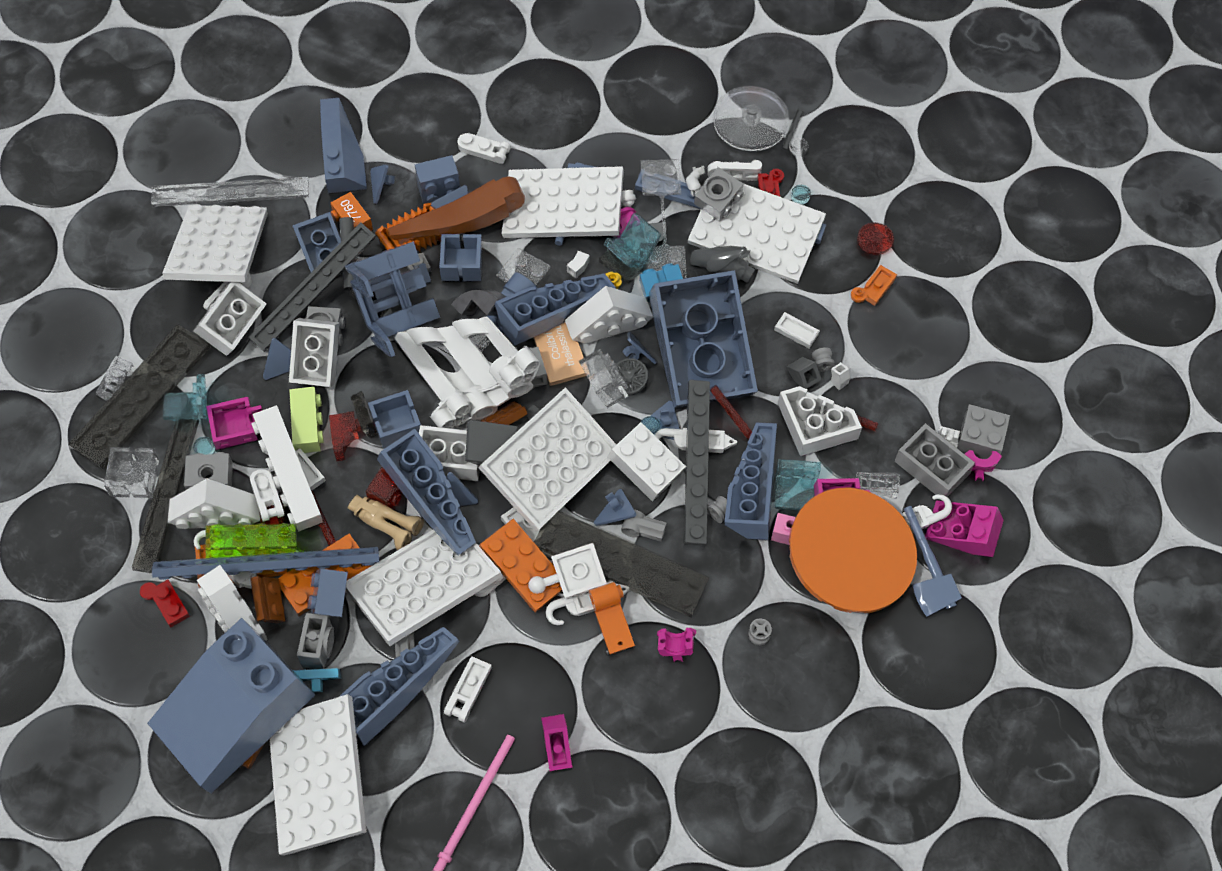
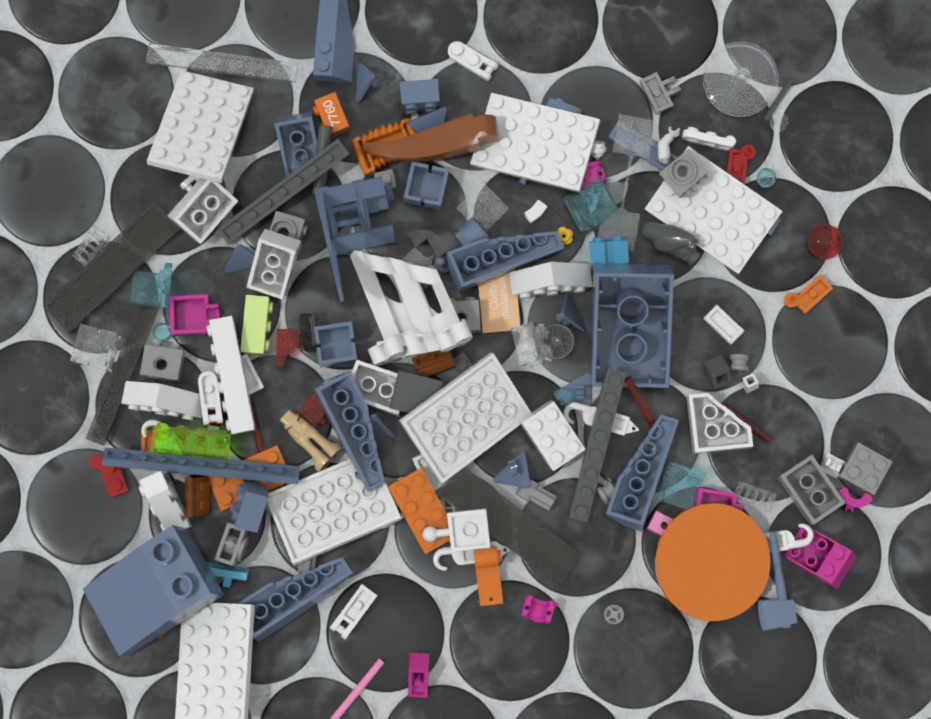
camera: 15 degrees right, 20 degrees up
(673, 142) = (656, 92): none -> light grey hinge

